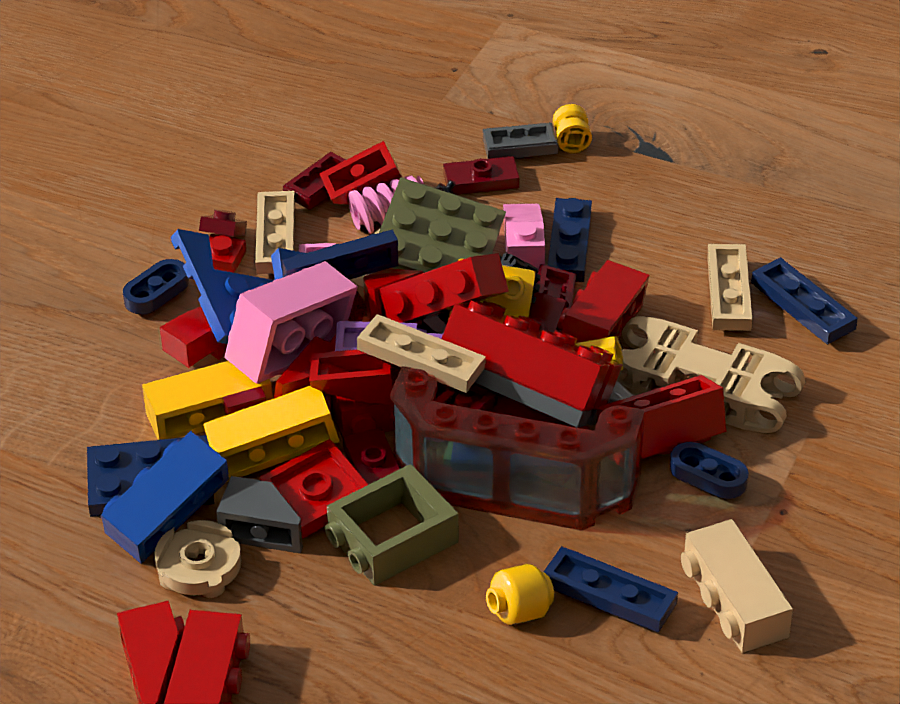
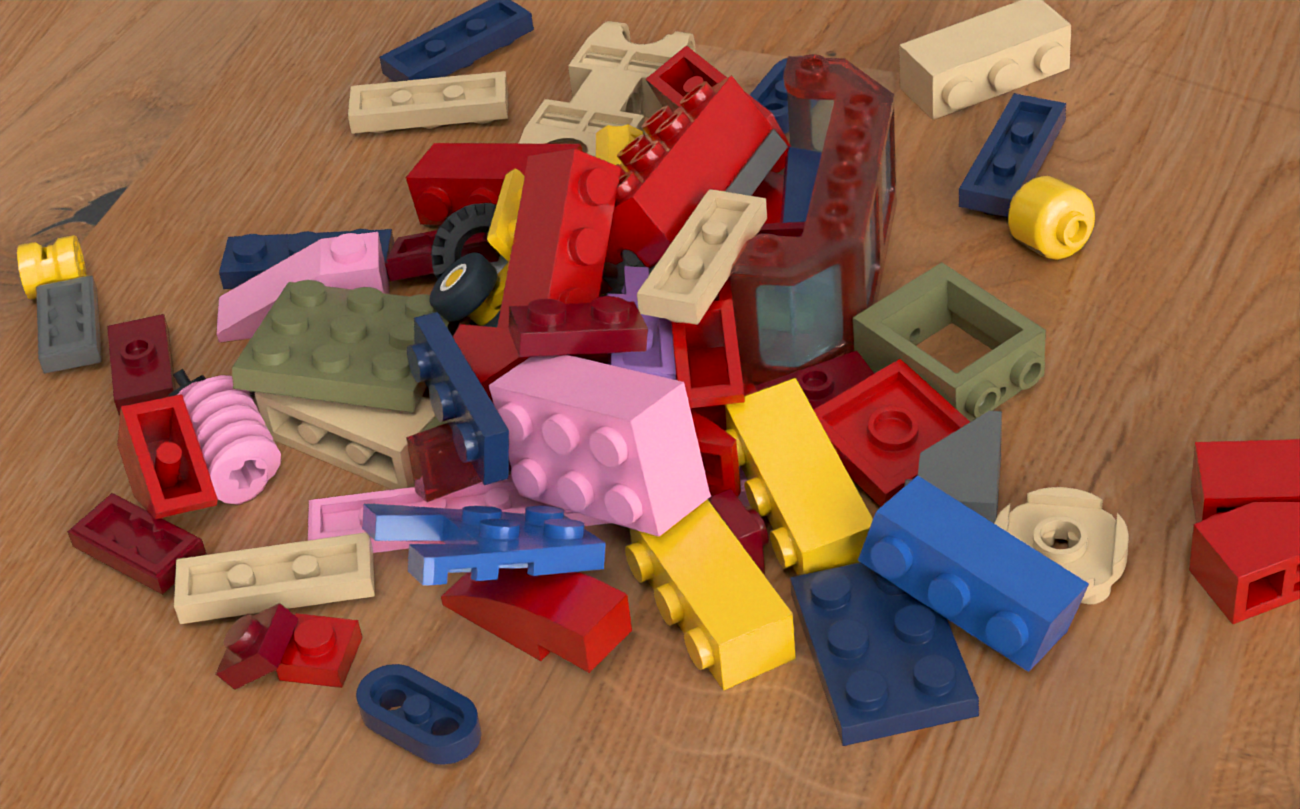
camera: 90 degrees left, 0 degrees up
(362, 293) = (596, 327): none -> dark red plate

